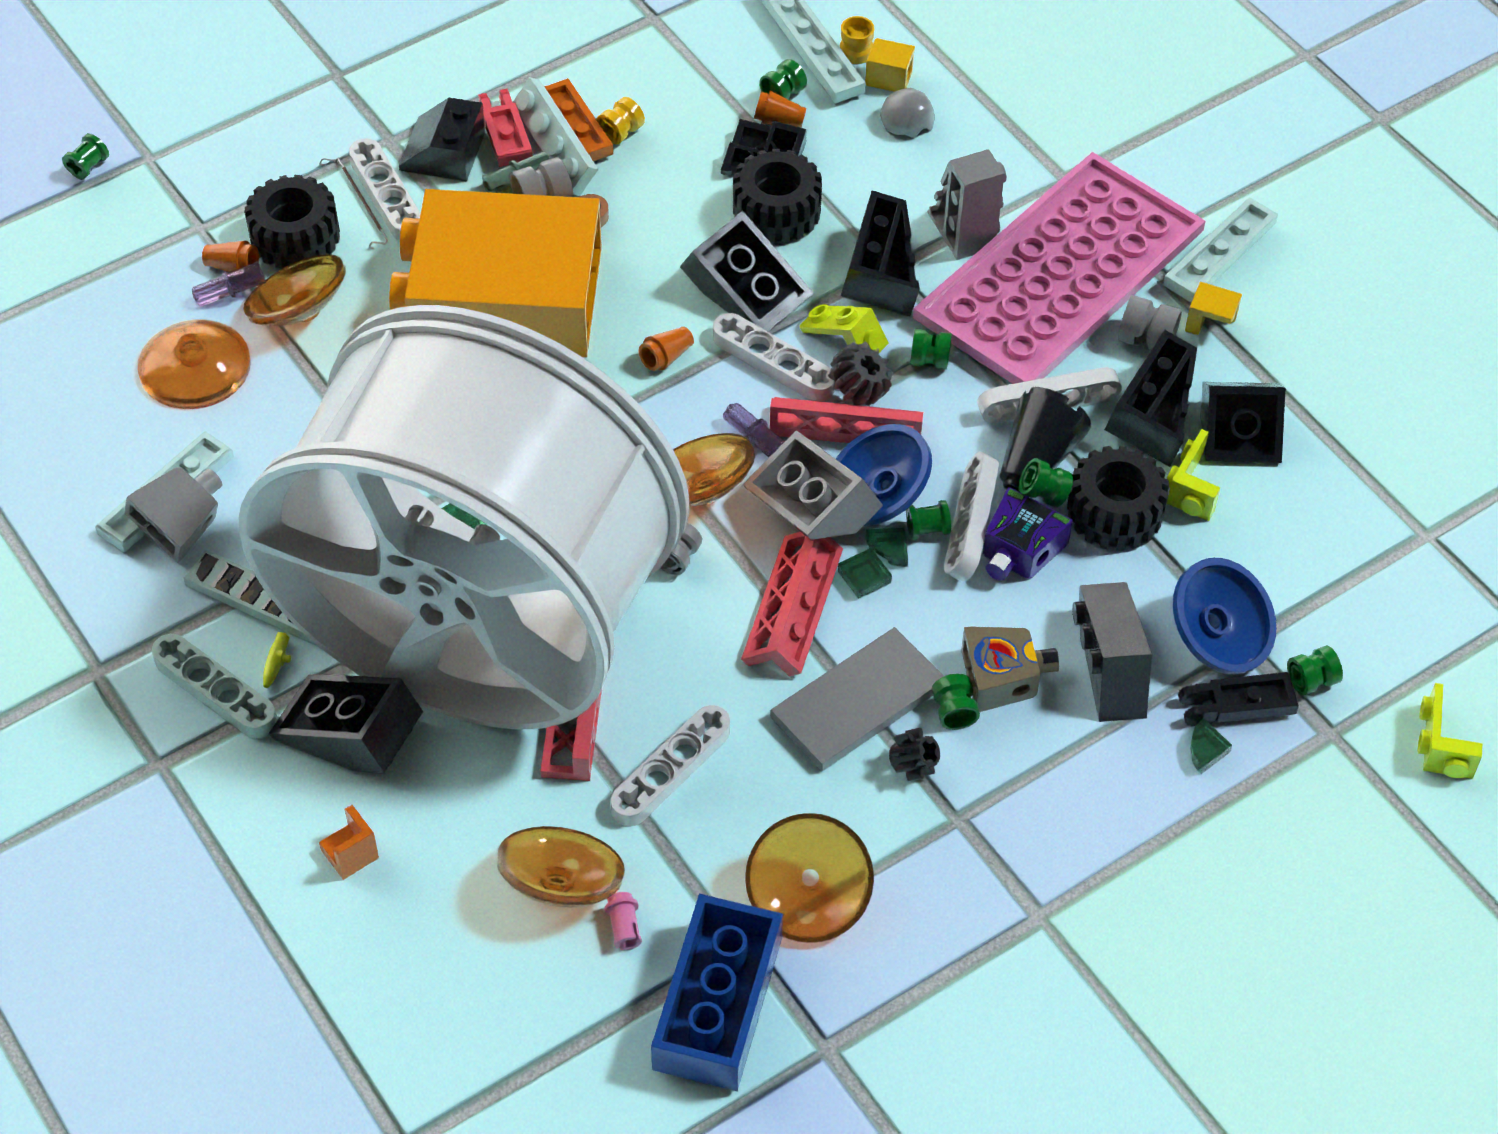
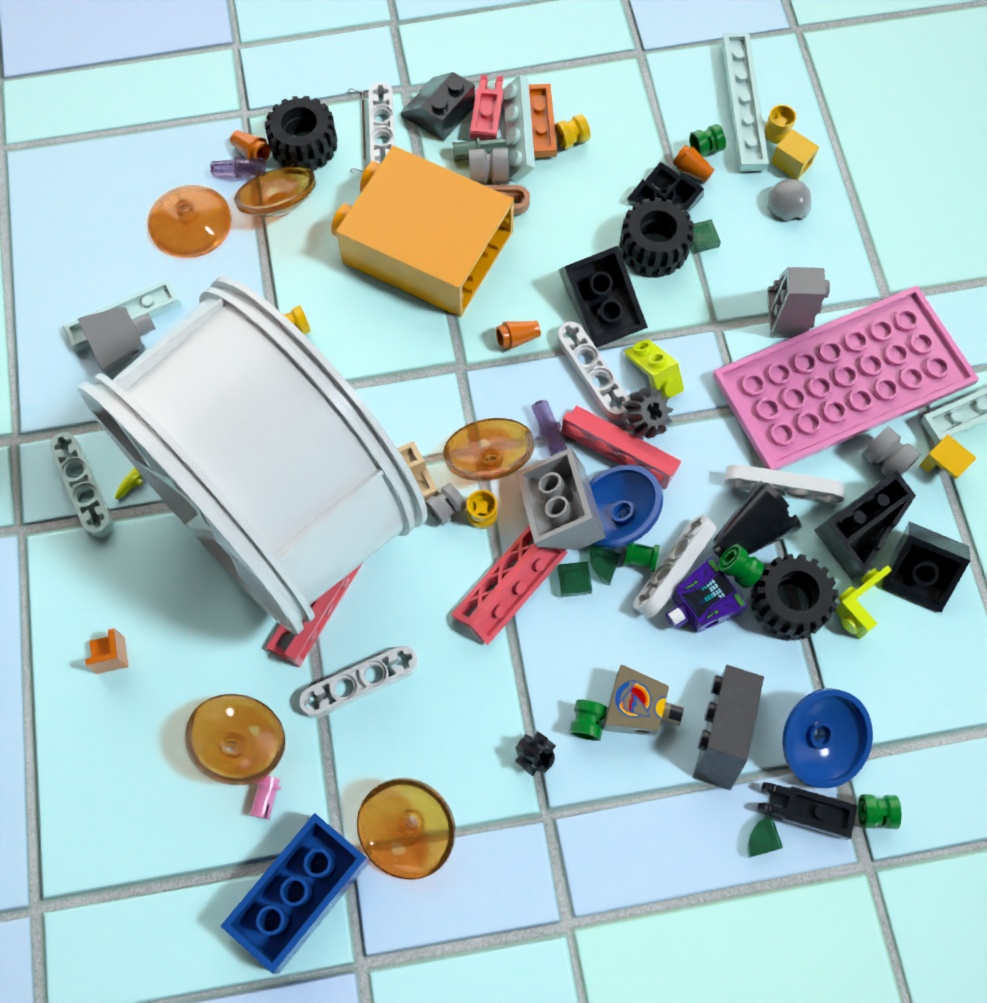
camera: 25 degrees right, 15 degrees up
(85, 156) = (191, 30): green bush -> none
(349, 720) = (153, 552): black slope -> none
(722, 537) = (482, 503): none -> yellow wheel
(833, 182) = (704, 237): none -> clear green tile
(857, 698) = (520, 683): light grey tile -> none
(882, 258) = (709, 319): black wedge -> none
(930, 349) = (711, 409): green wheel -> none
(1443, 754) = (953, 937): neon yellow bracket -> none

